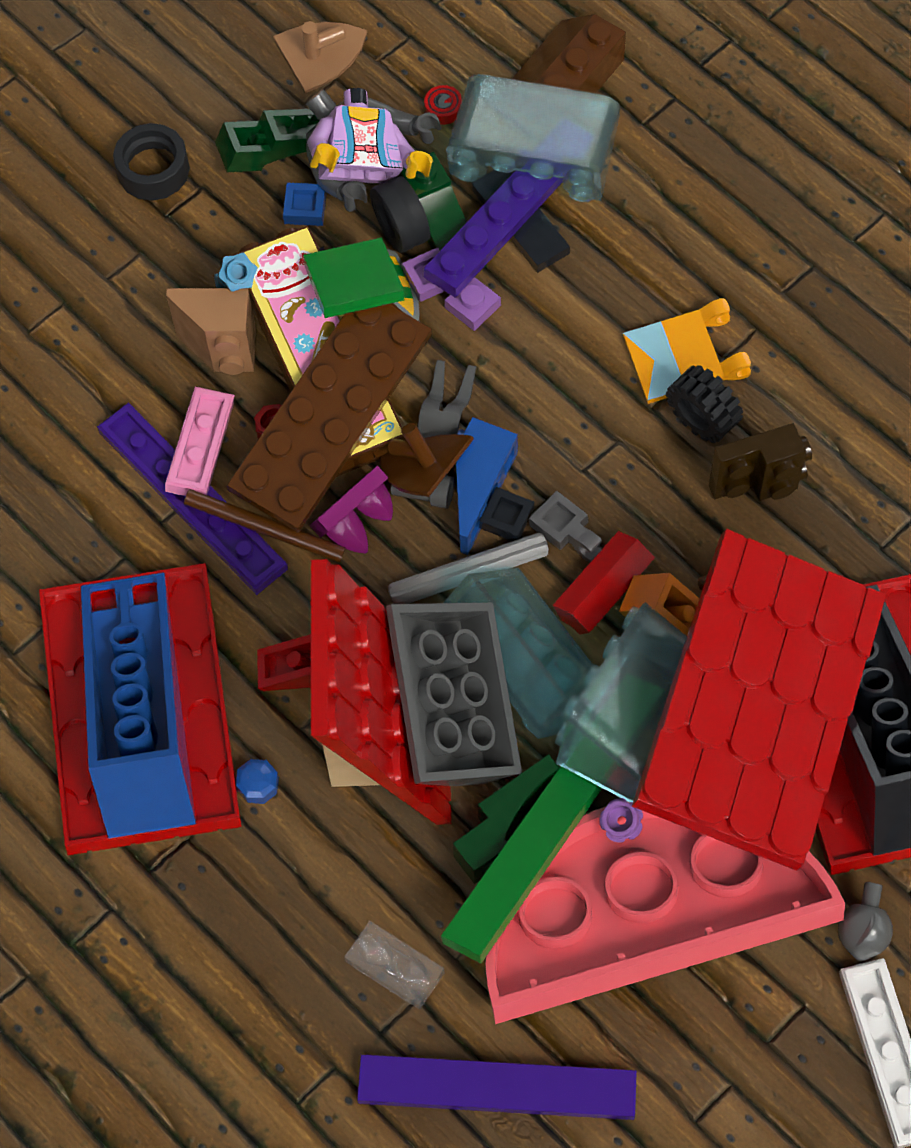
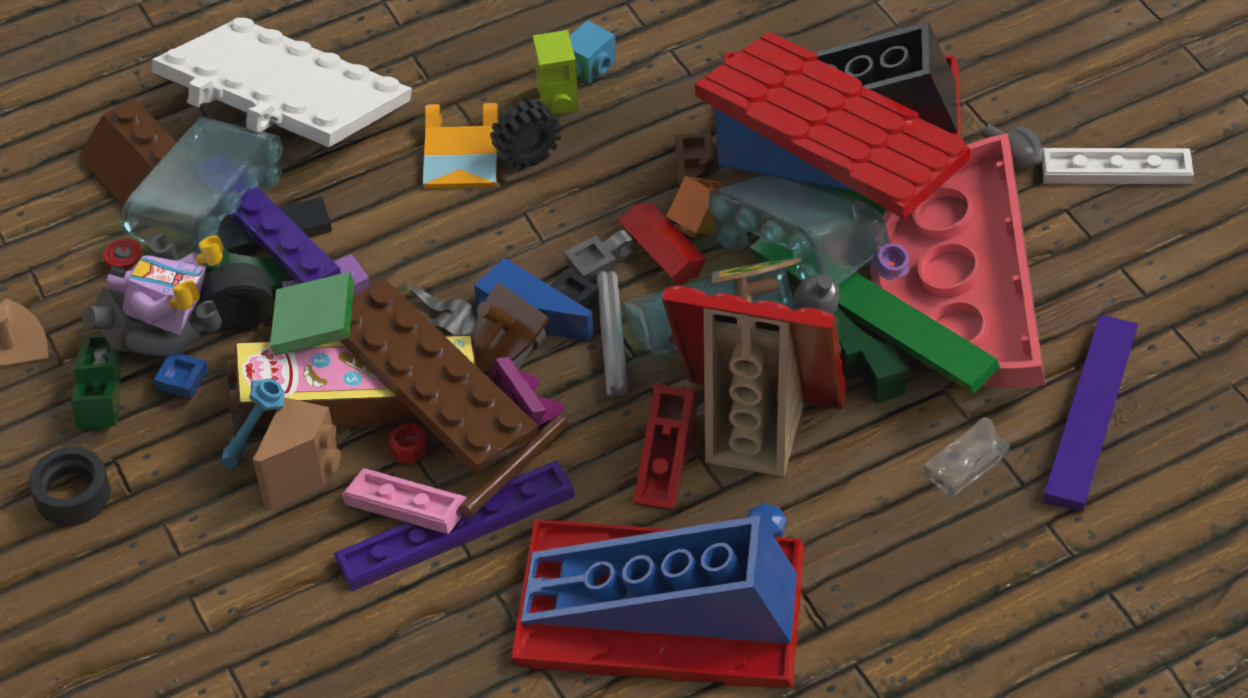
camera: 75 degrees left, 15 degrees down
(530, 751) = (818, 293): none -> dark grey piece
(536, 669) = (747, 288): none -> medium nougat shield
(699, 154) = (281, 82): none -> white hinge
(766, 461) = (602, 107): dark brown plate -> none
(805, 399) = (556, 72): none -> lime brick
(862, 432) = (593, 51): none -> dark azure brick

